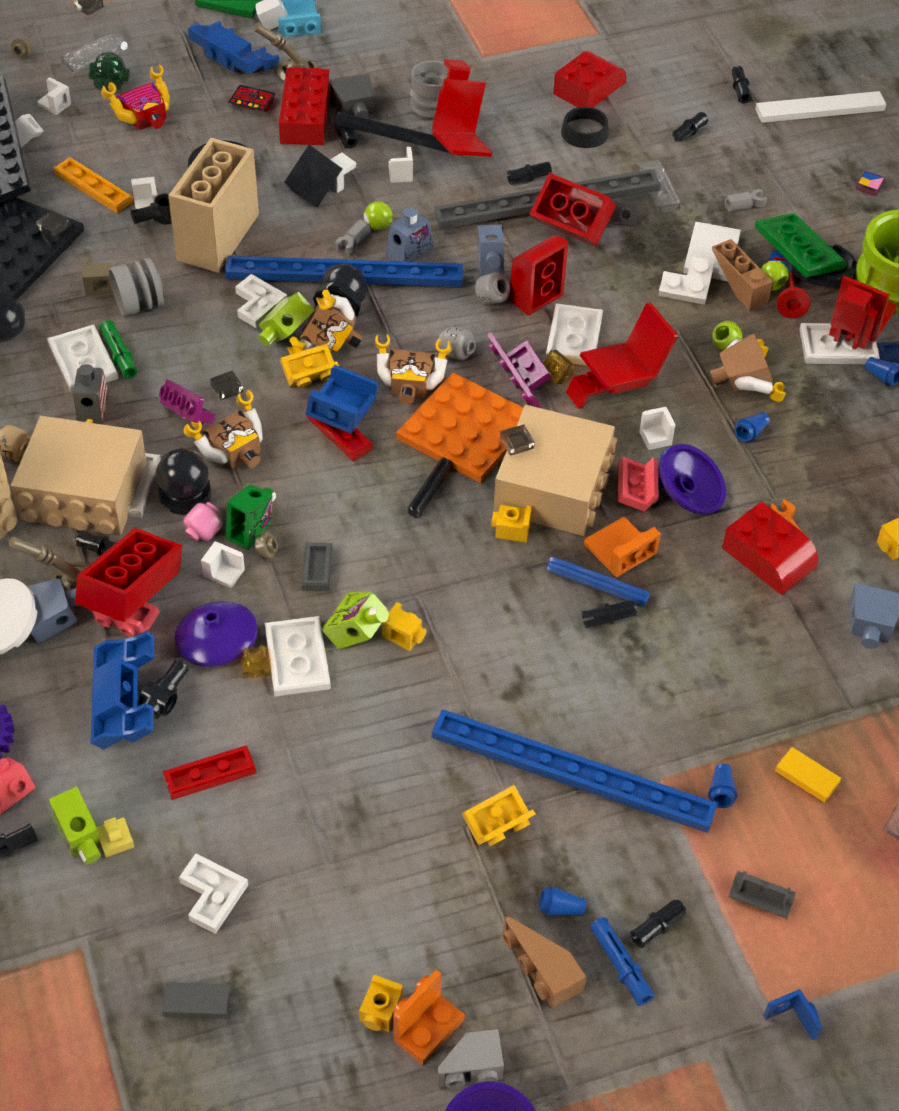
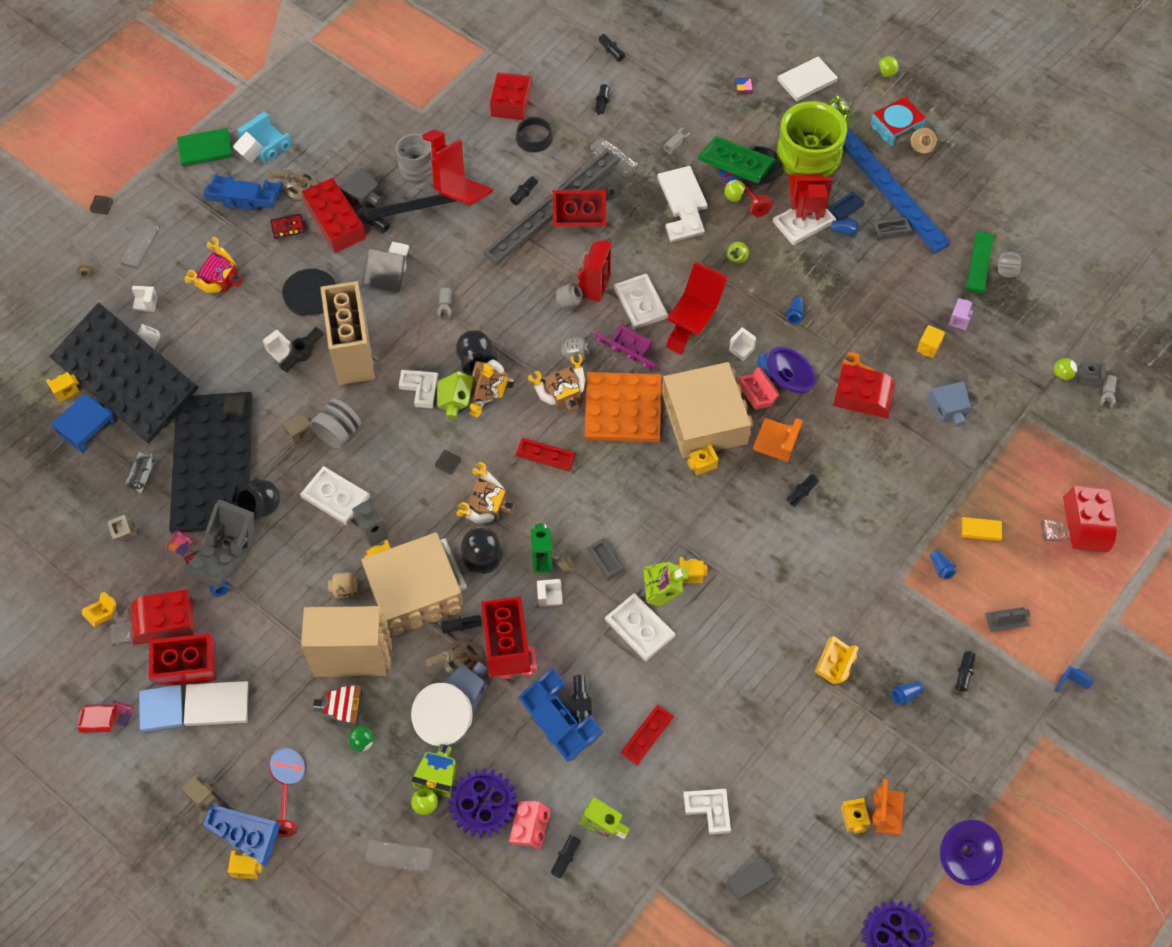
camera: 30 degrees left, 10 degrees up
(93, 185) = (230, 356): light orange tile -> none
(108, 68) = (168, 257): clear green plant -> none
(115, 836) = (627, 809): light yellow tile -> none
(126, 366) = (361, 479): green pin -> none
(185, 403) = (440, 493): magenta bracket -> none
(203, 522) = (514, 570): bright pink head -> none
(215, 633) = (581, 652): dark purple dish -> none
(255, 662) = (618, 646): clear yellow tile -> none
(308, 366) = (493, 418): yellow bracket -> none
(343, 399) = (535, 432): blue panel -> none
(374, 271) = (448, 338): blue plate -> none
(378, 216) = (451, 278): lime piece -> none
(401, 168) = (437, 231): white panel -> none
(409, 237) = (489, 280): sand blue torso -> none
(429, 487) = (633, 463): black axle -> none
(472, 1060) = (928, 814): light grey slope -> none
(490, 252) = (552, 274): sand blue torso -> none
(517, 439) = (679, 405): clear smoke tile -> none
(550, 965) = (924, 733): medium nougat slope -> none
(558, 366) = (650, 331): clear yellow tile -> none
(575, 771) = (854, 605): blue plate -> none
(598, 580) = (779, 471): blue axle -> none
(628, 971) = (962, 706): blue pin -> none
(744, 276) = (719, 202): medium nougat slope -> none
(747, 368) = (766, 270): medium nougat torso -> none
(820, 107) = (672, 40): white tile -> none

